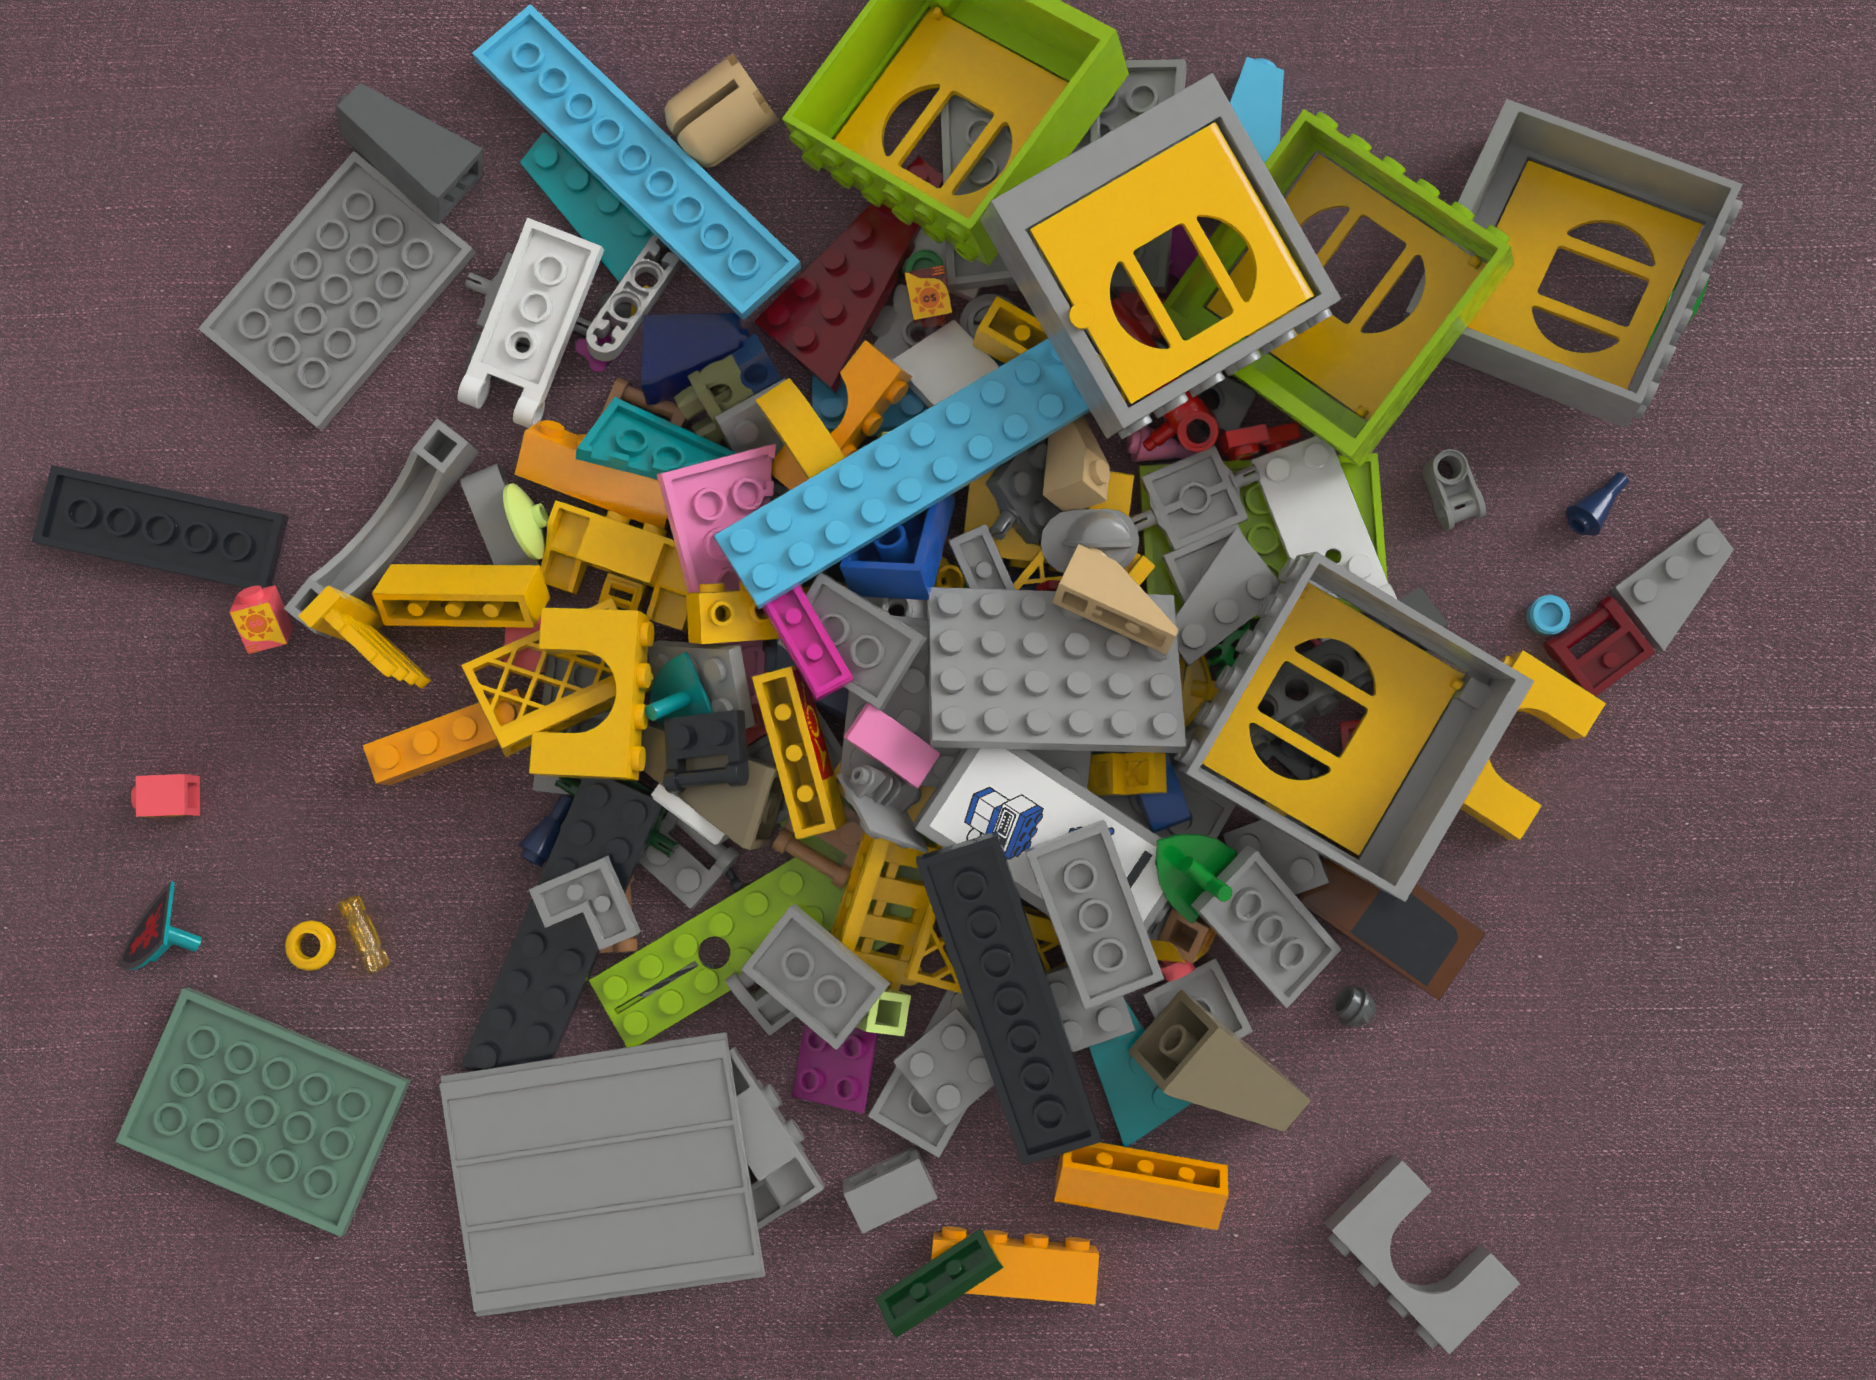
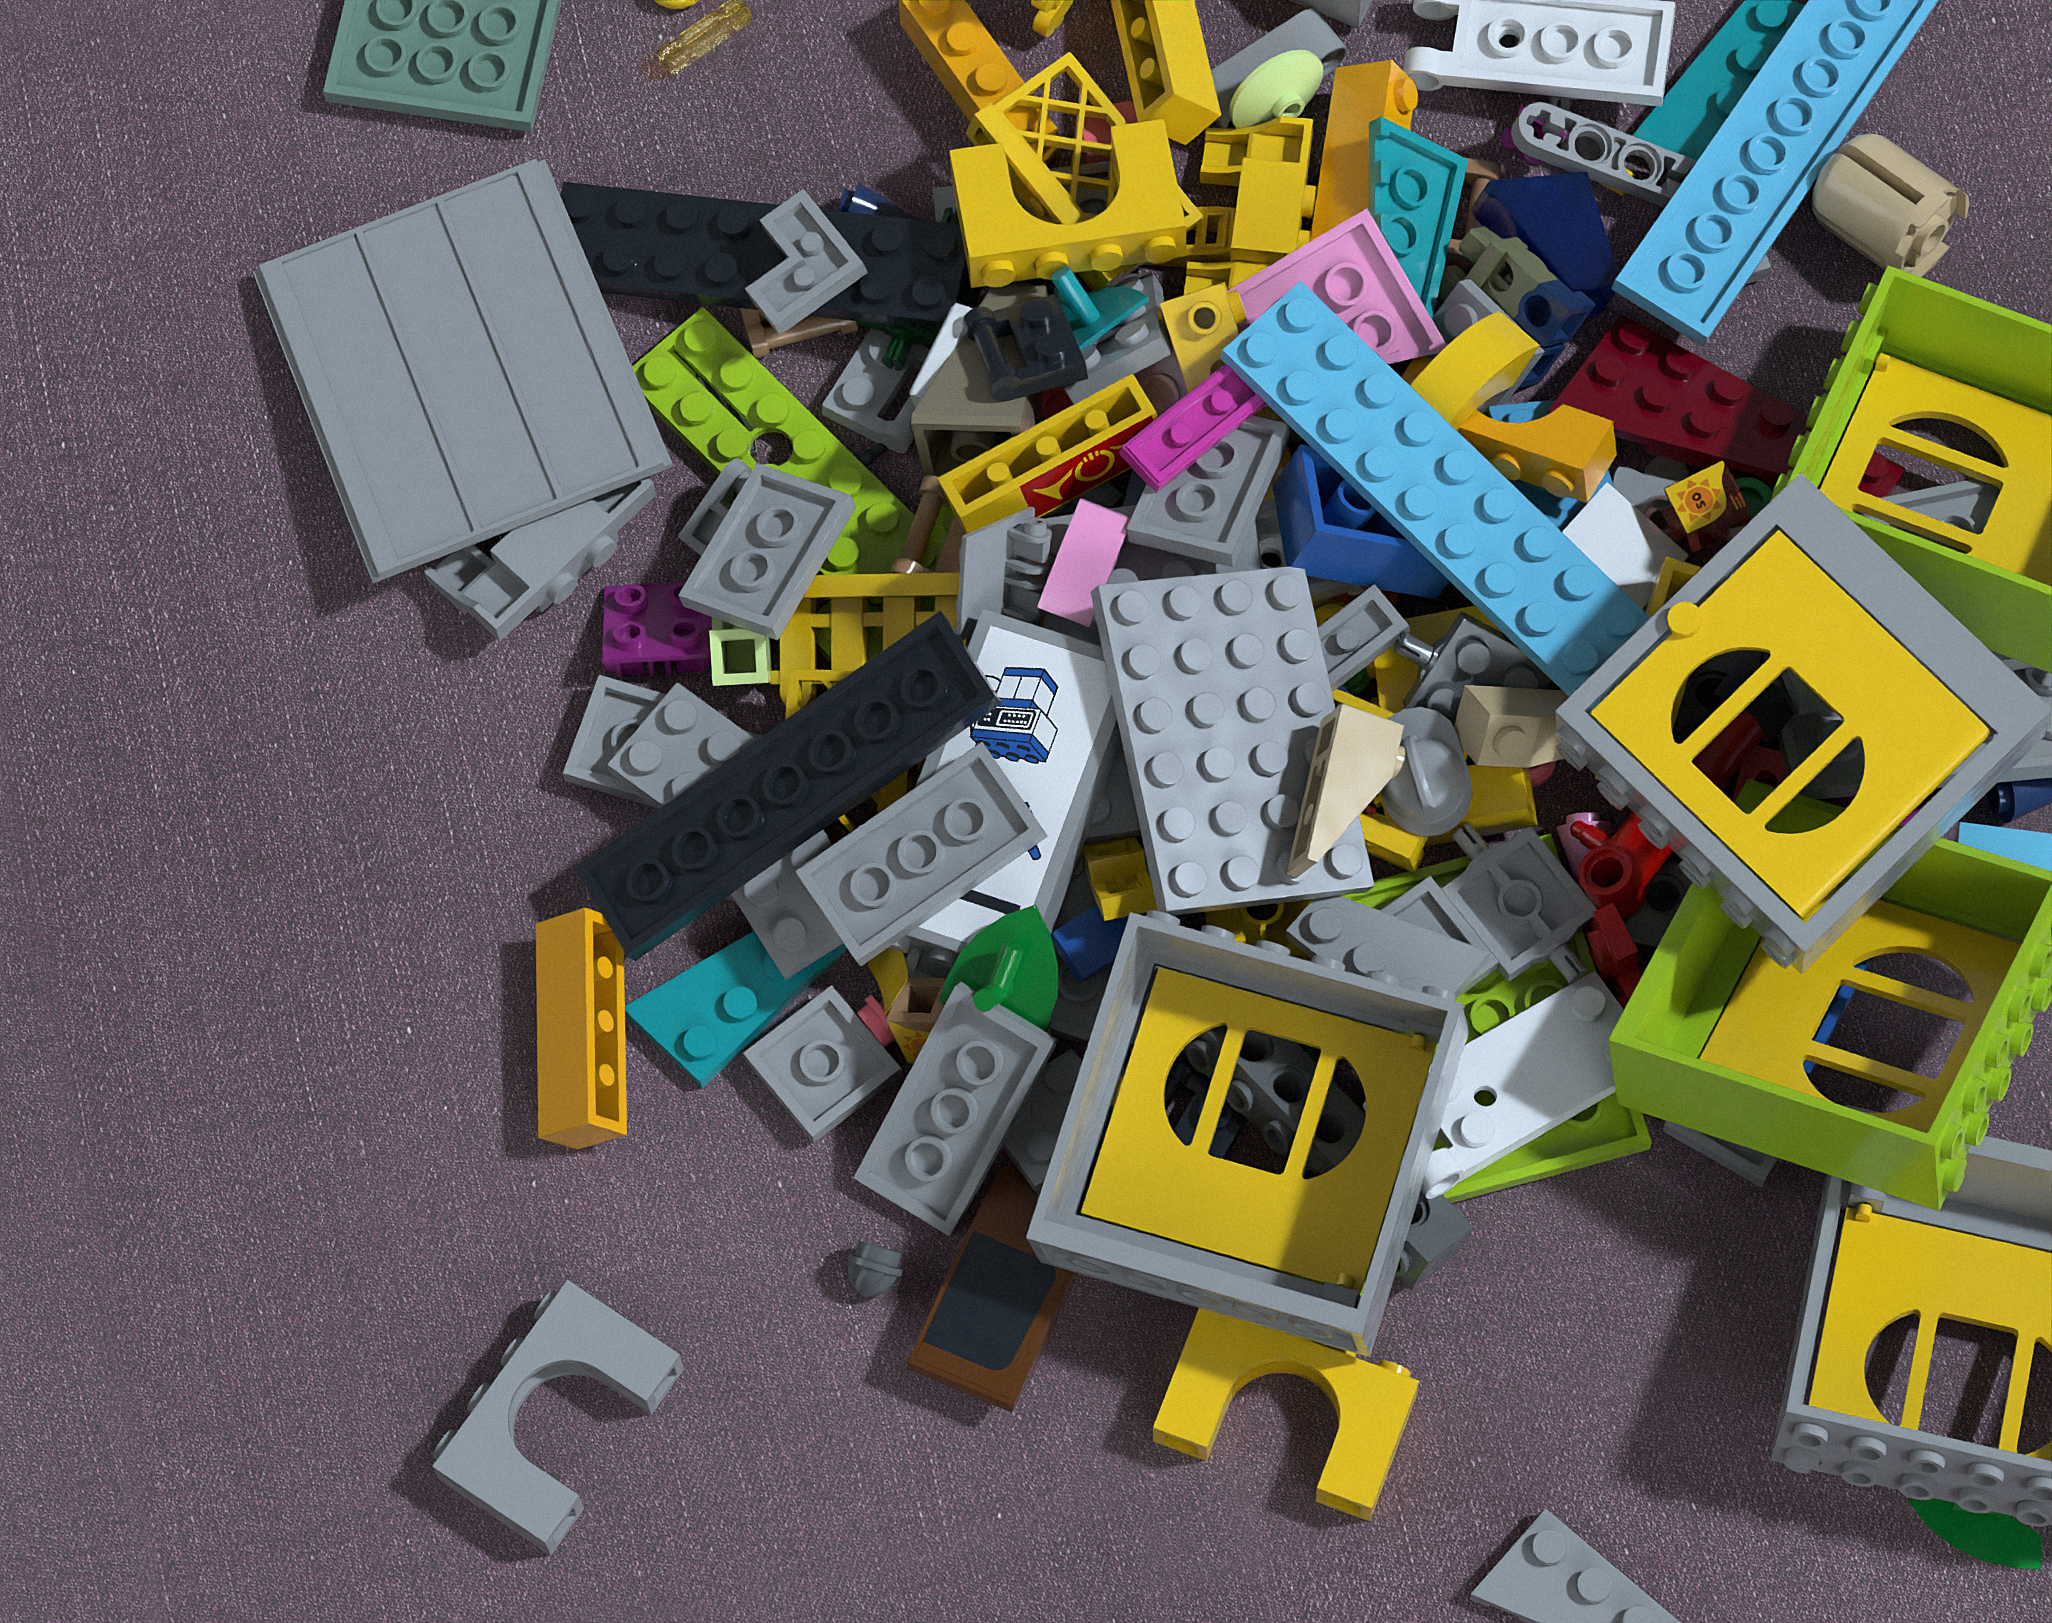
camera: 80 degrees right, 15 degrees down
(888, 1189) = (508, 723): light grey hinge -> none
(938, 1283) = (405, 787): dark green plate -> none
(1033, 1266) = (439, 897): light orange brick -> none
(1212, 1067) = (754, 1084): dark tan slope -> none
(1454, 491) = (1619, 1264): light grey piece -> none
(1548, 615) = (1483, 1430): medium azure tile -> none
(1590, 512) = (1648, 1456): dark blue cone -> none
(1609, 657) = (1439, 1516): dark red plate -> none

